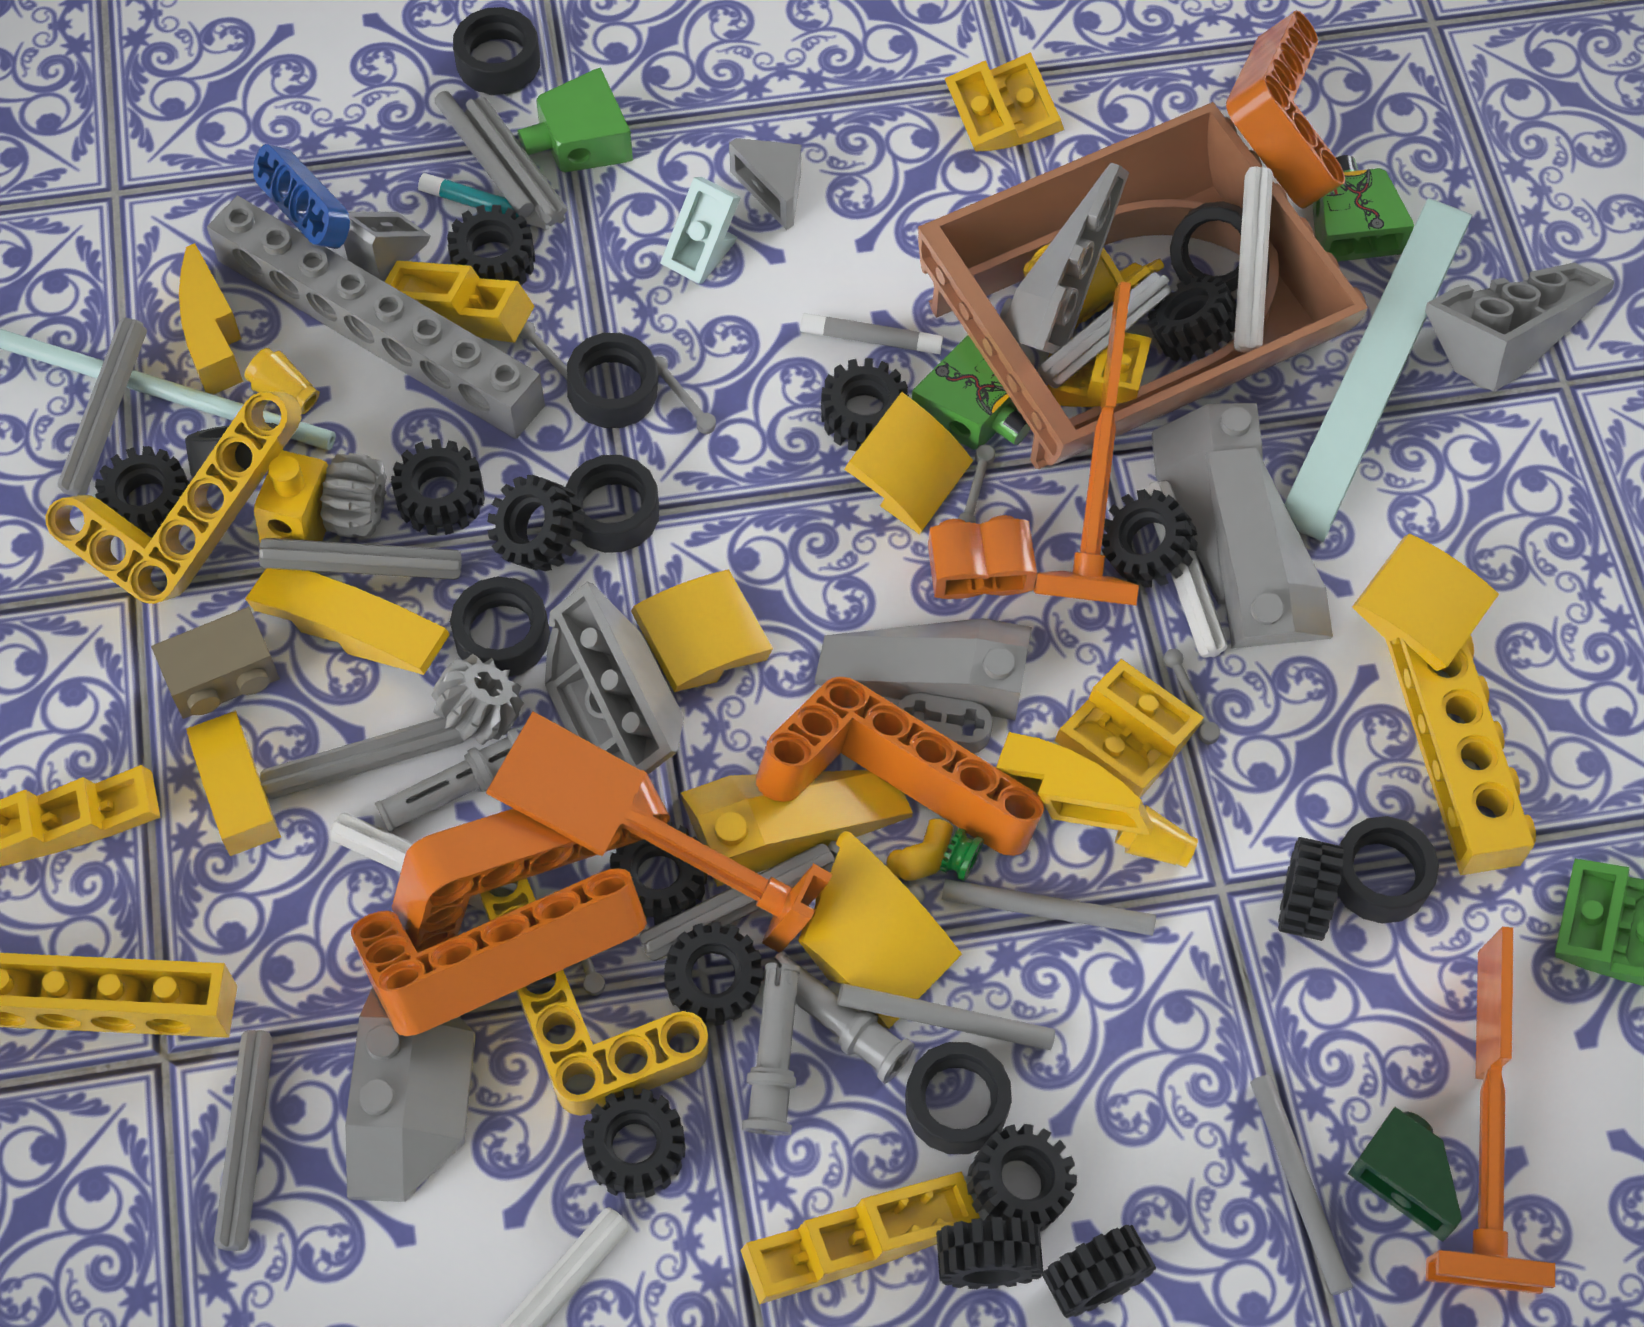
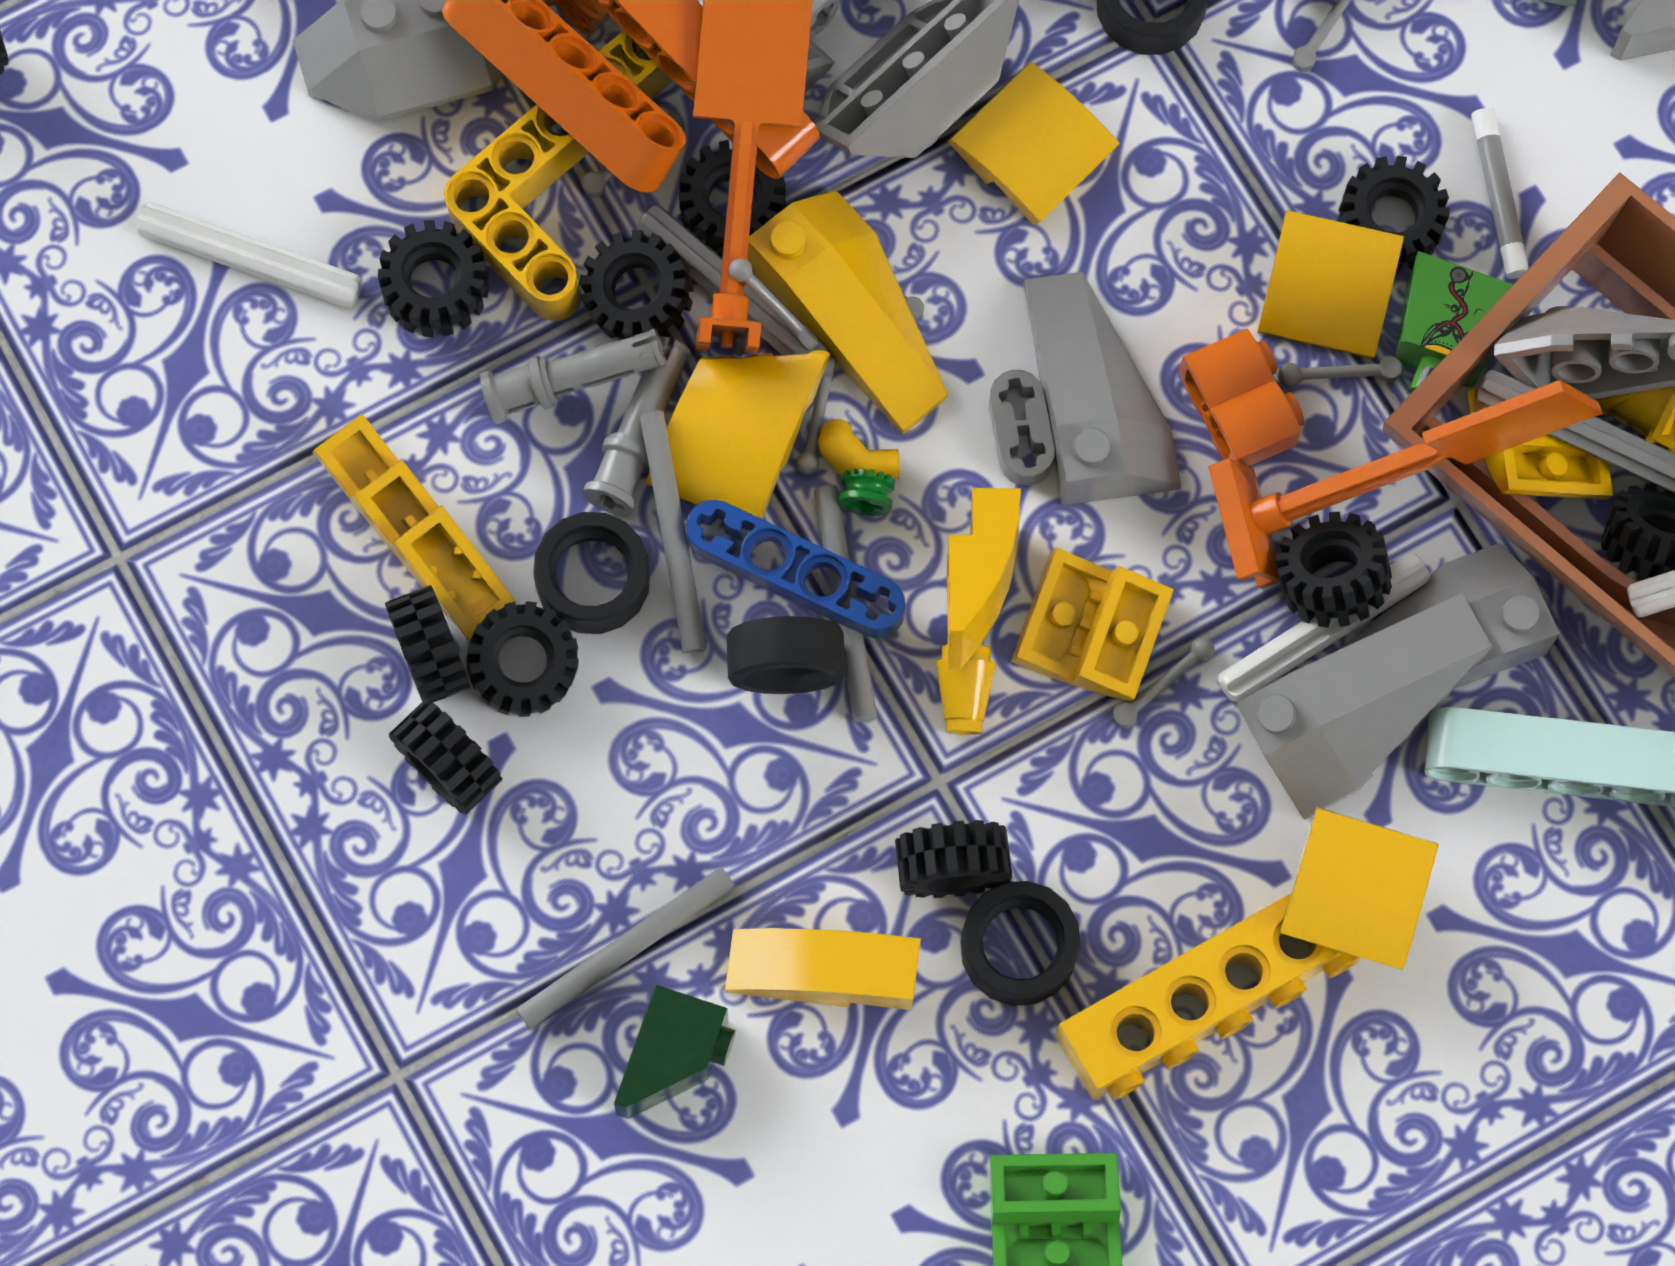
camera: 70 degrees right, 10 degrees up
(753, 868) = (741, 271): none -> light grey hinge
(904, 753) = (949, 384): orange beam -> none
(1010, 925) = (791, 576): none -> blue beam
(1094, 959) = (785, 655): none -> black tyre
(1367, 1024) = (824, 966): none -> yellow slope
(1489, 1261) = (598, 1157): orange piece -> none

